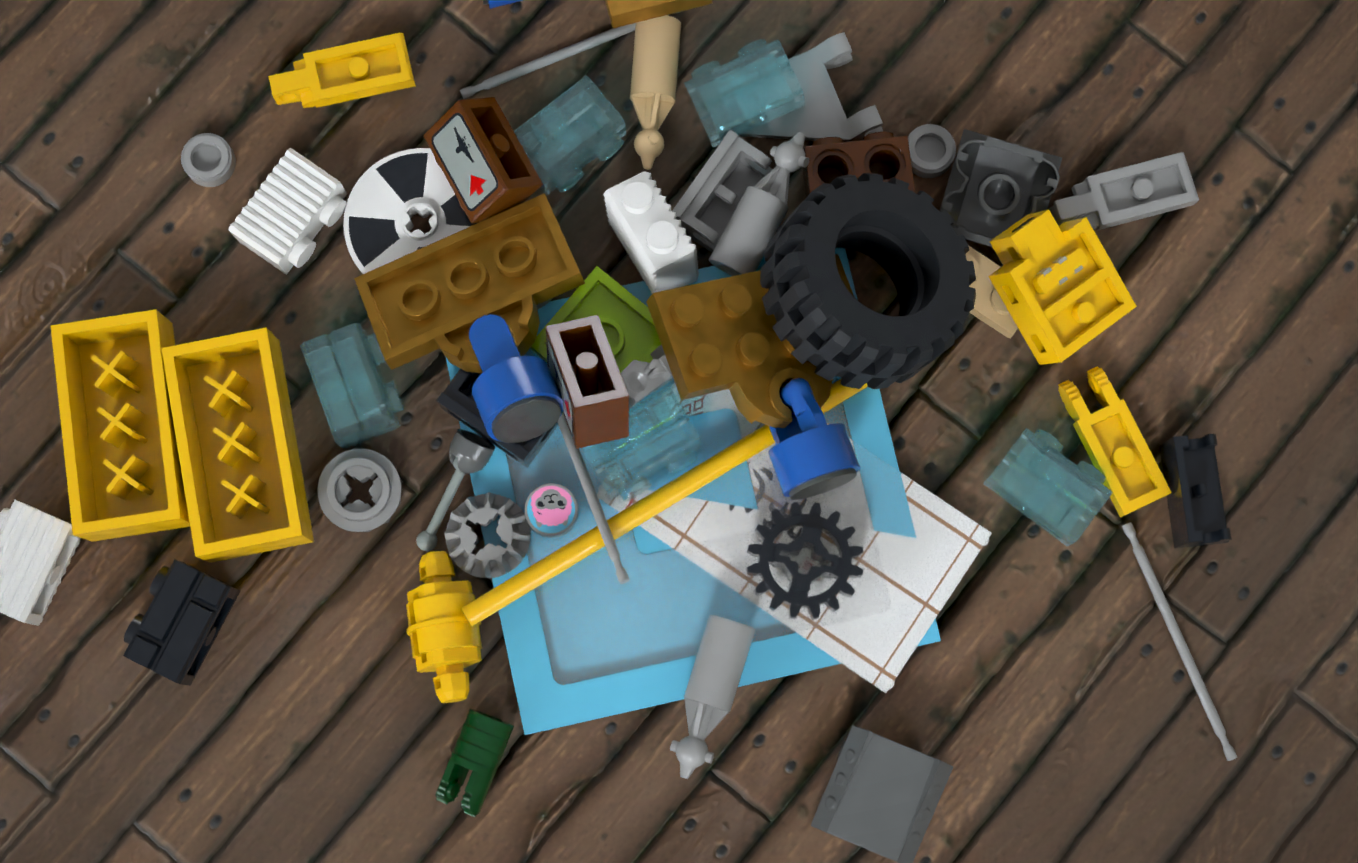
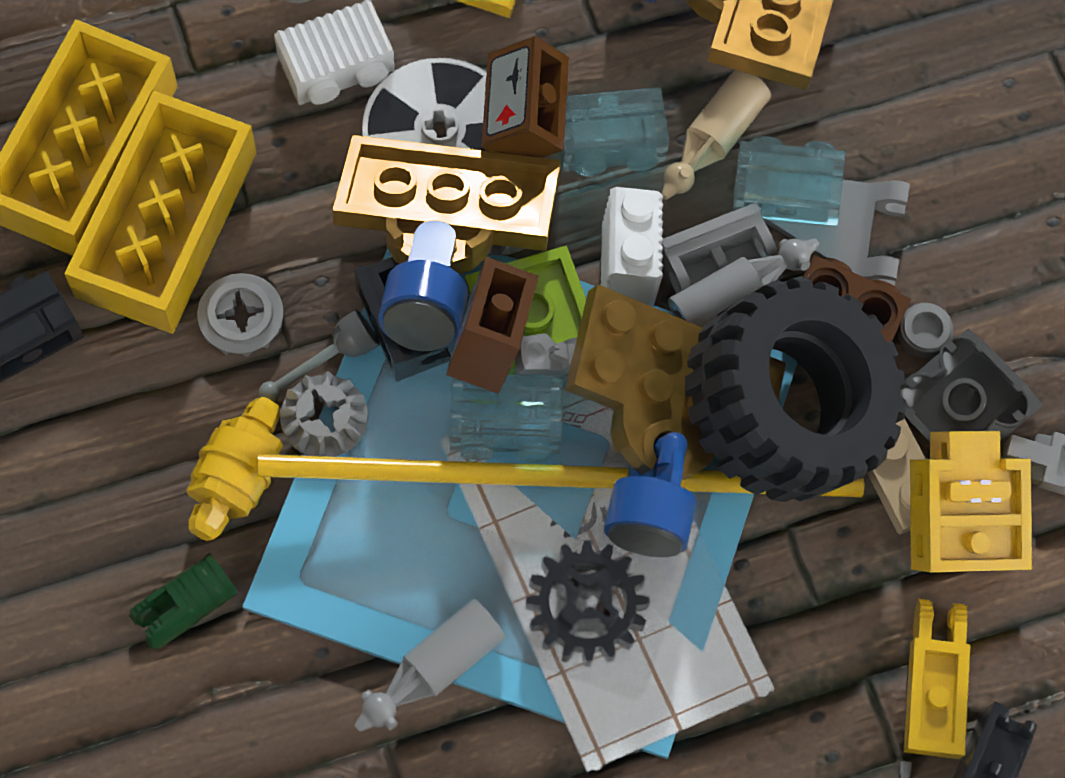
camera: 25 degrees right, 10 degrees down
(351, 384) = (292, 223): clear light blue brick -> none
(548, 59) = (655, 65): light grey piece -> none
(551, 510) = (393, 428): tile -> none
(593, 501) = (432, 441): light grey piece -> none
(1049, 485) = (853, 680): clear light blue brick -> none

